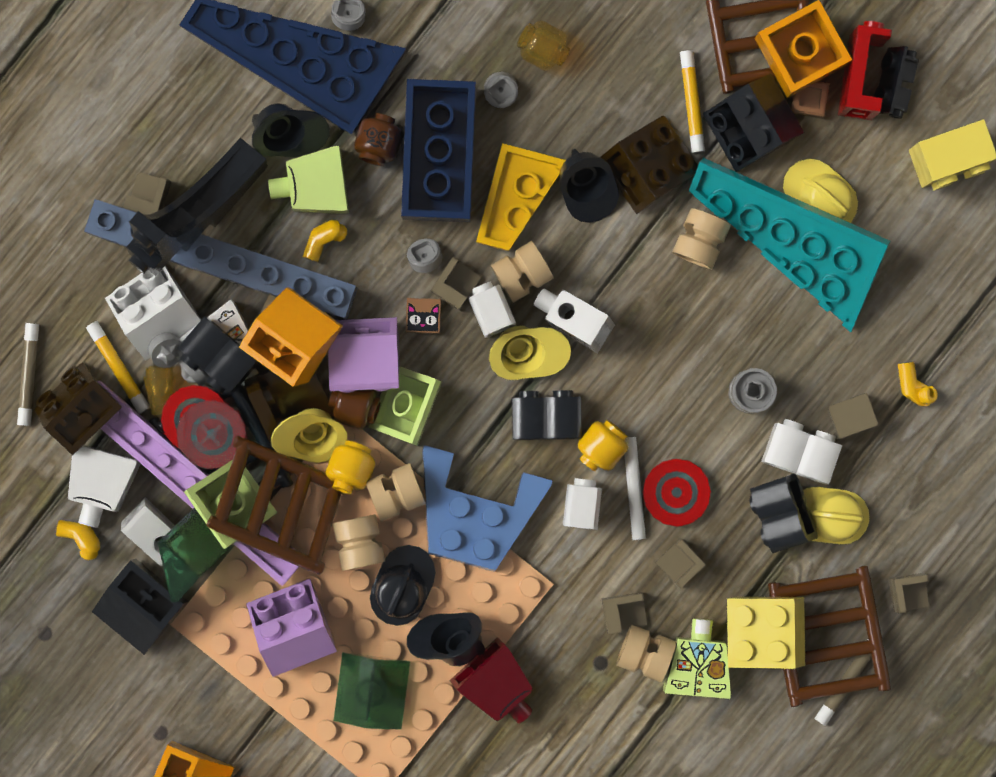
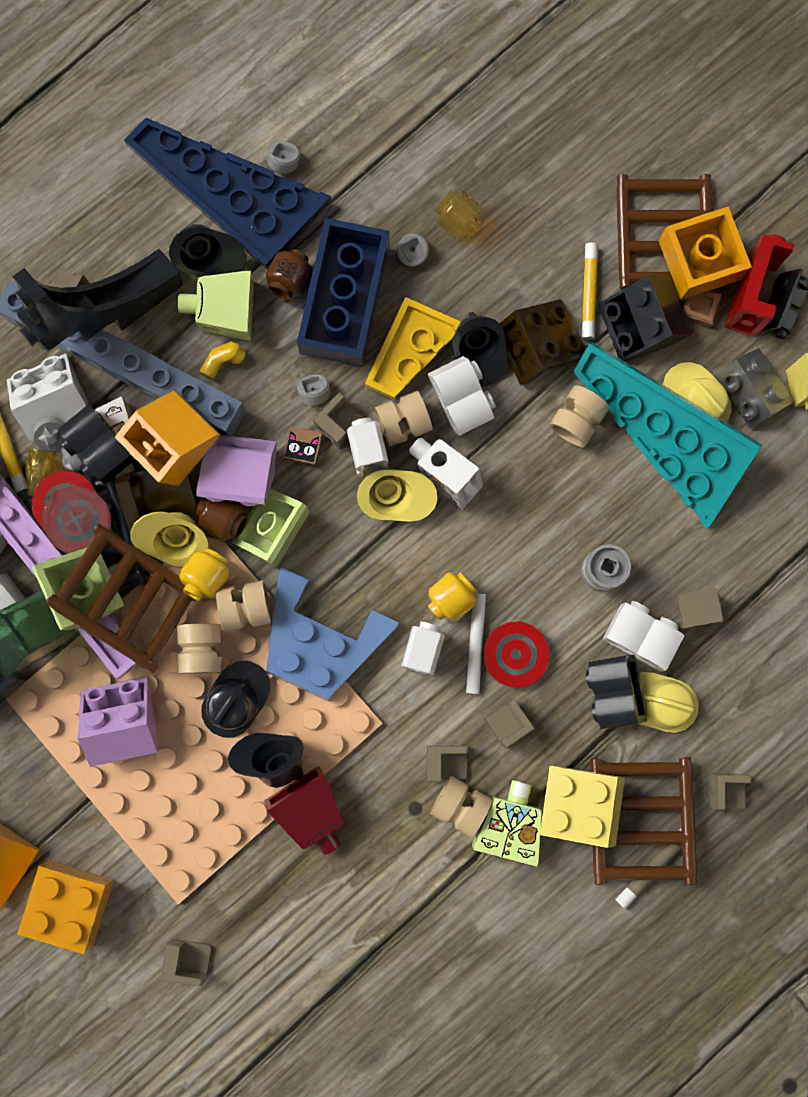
camera: 10 degrees right, 5 degrees down
(371, 691) = (186, 798): clear green slope -> none
(546, 416) = (403, 560): black brick -> none
(578, 237) = (462, 395): none -> white brick
(878, 176) = (754, 387): none -> flat silver bracket
(913, 388) = (759, 594): yellow arm -> none

